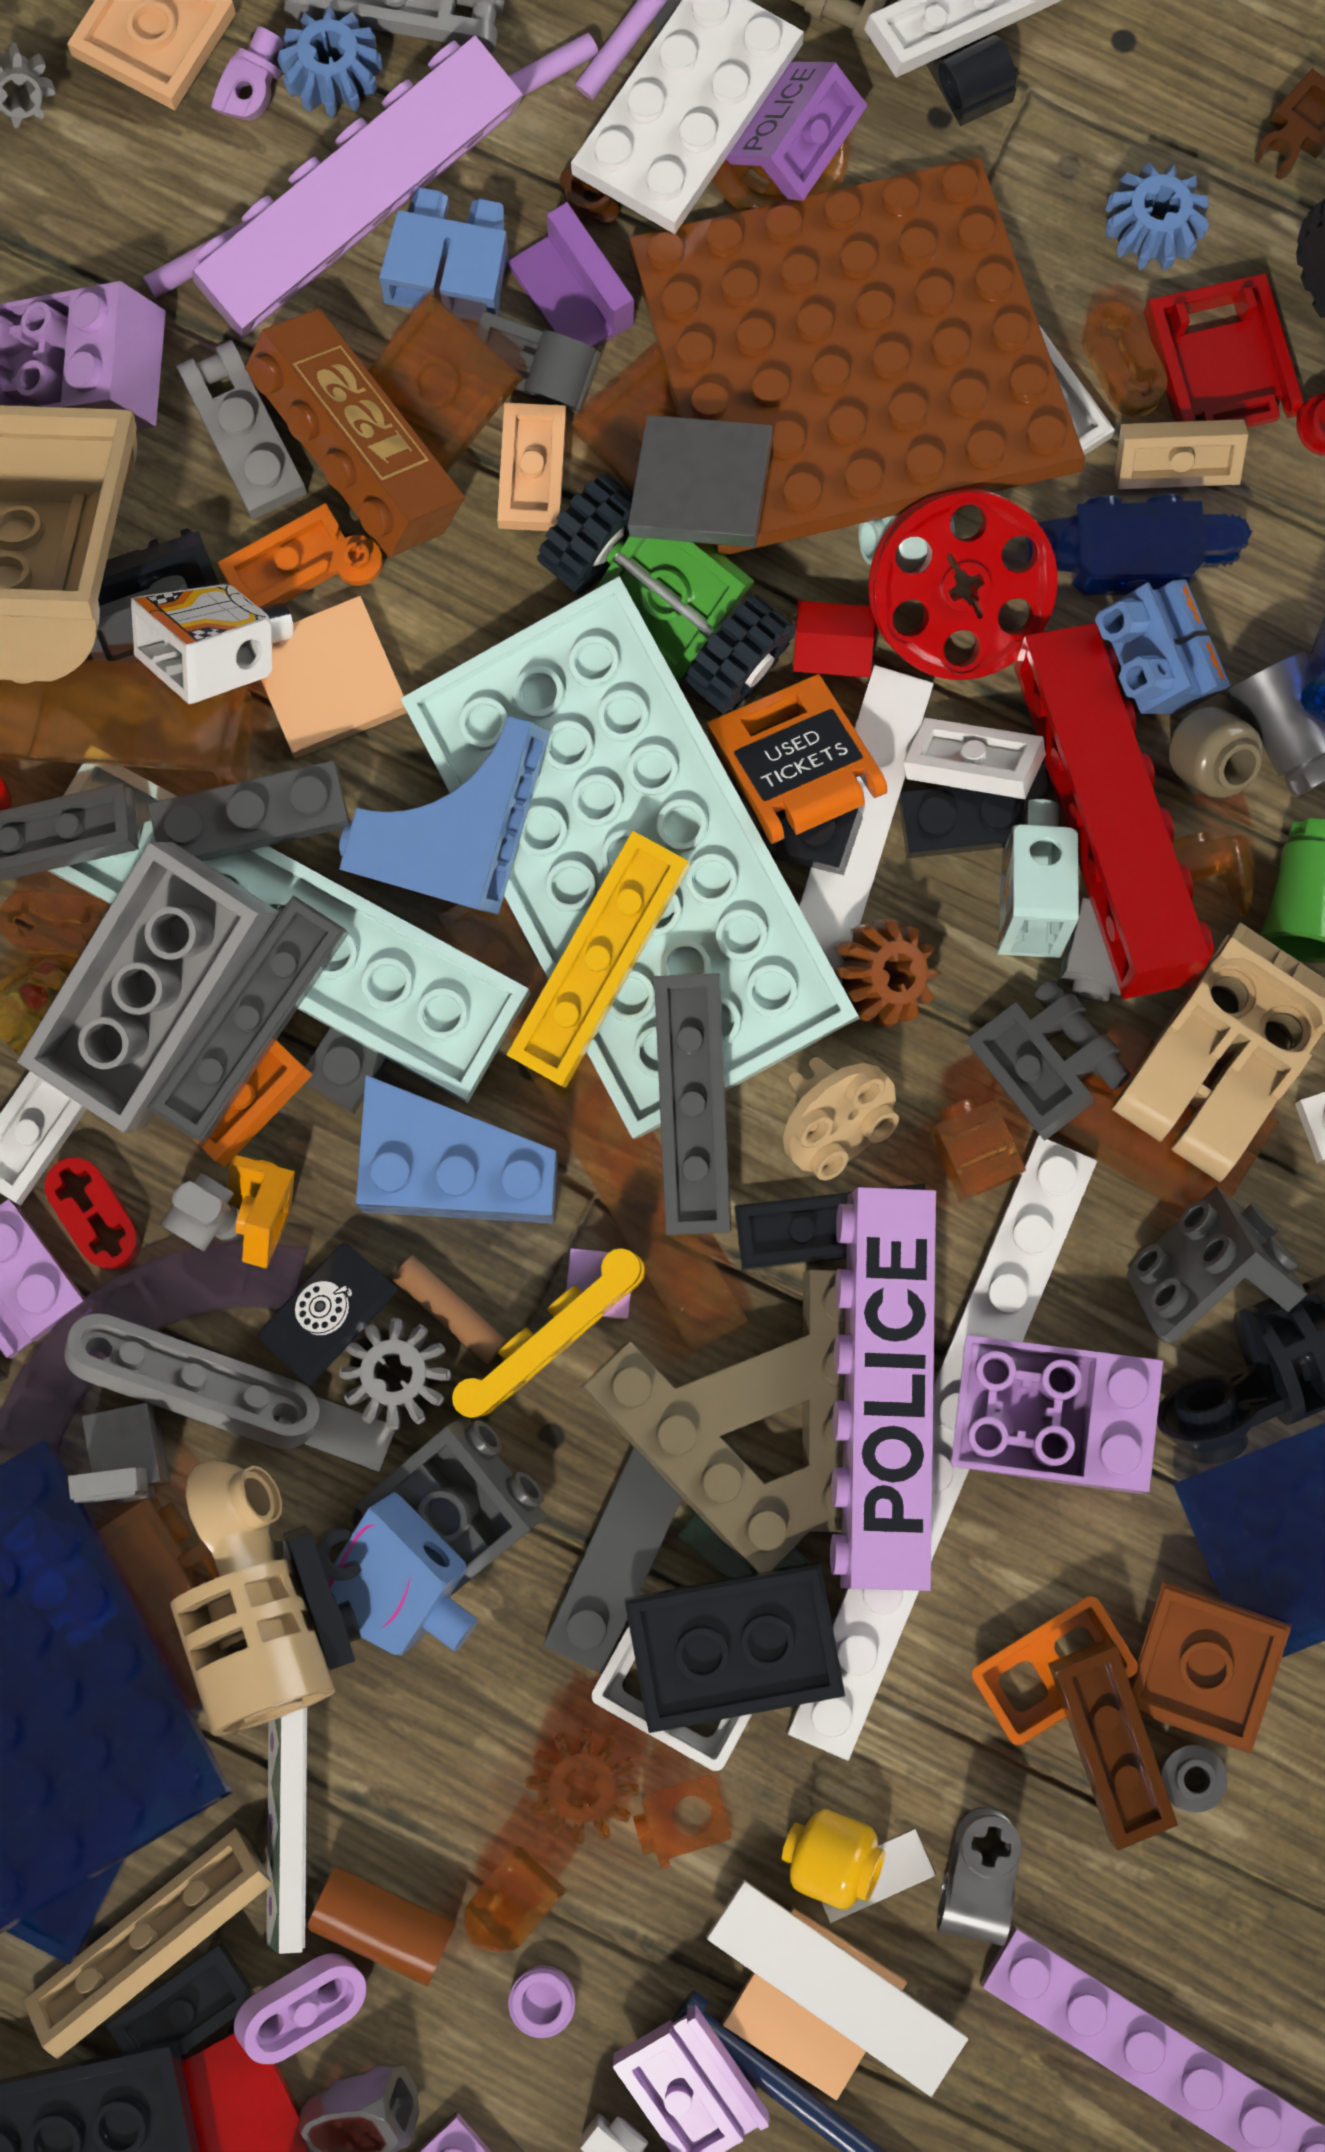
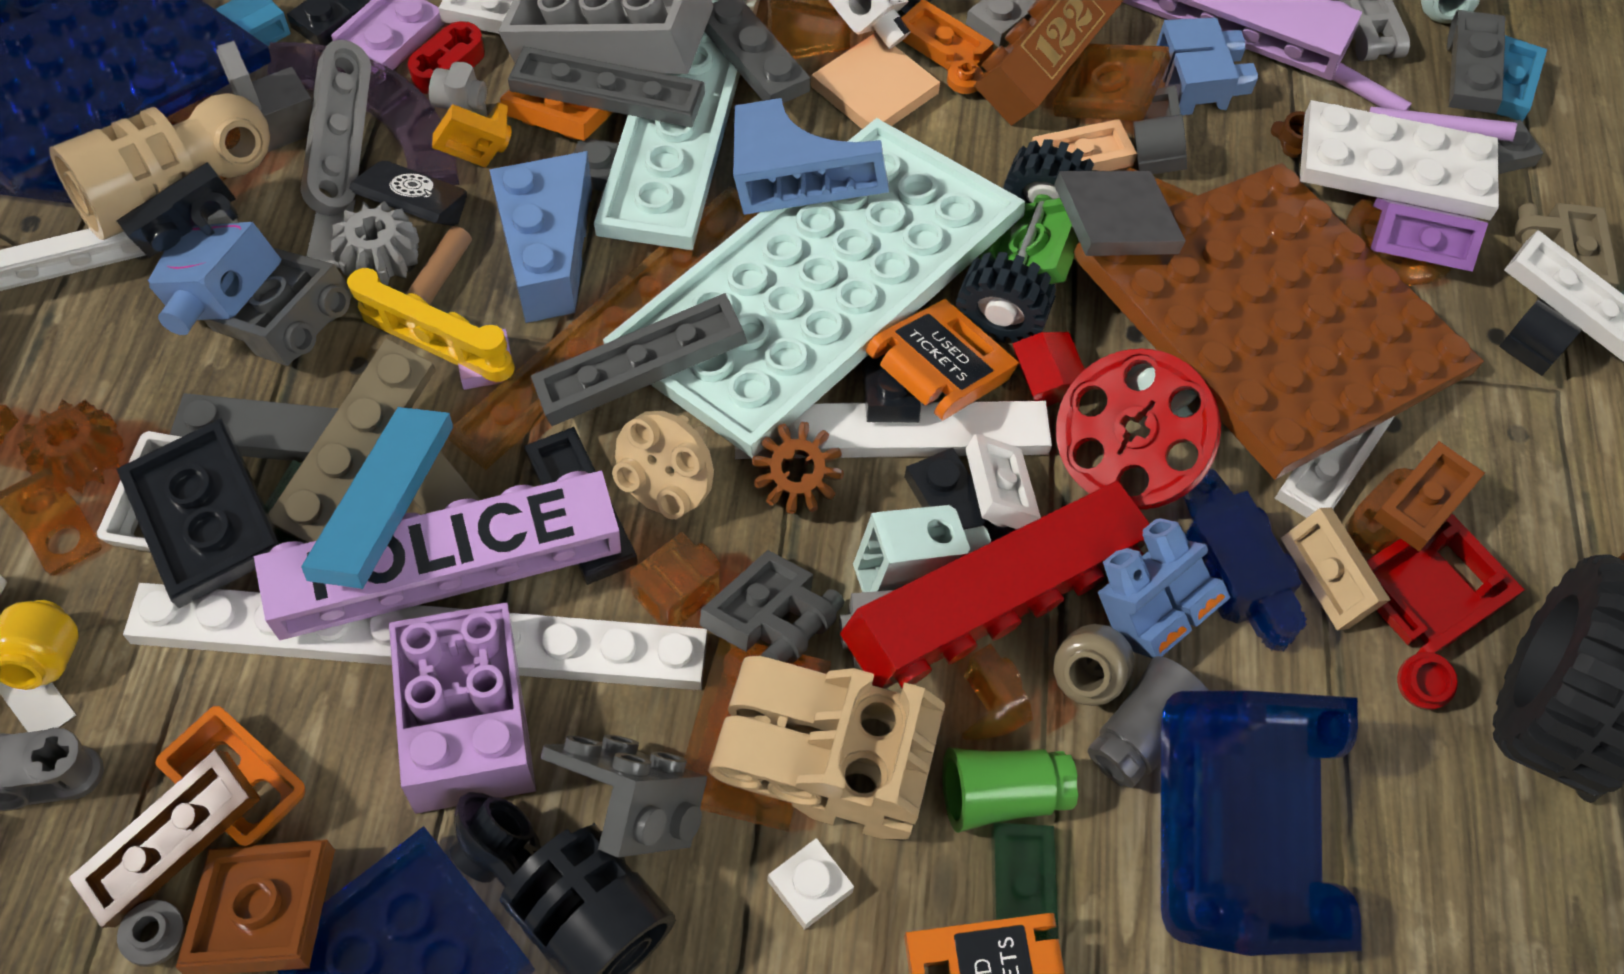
camera: 70 degrees right, 20 degrees down
(573, 282) = (1229, 143): medium lavender panel -> none
(599, 959) = (729, 267): yellow plate -> none
(817, 1435) = (377, 498): none -> dark azure tile
(1142, 315) = (1428, 496): none -> dark orange plate
(1160, 195) = (1519, 495): medium blue gear -> none

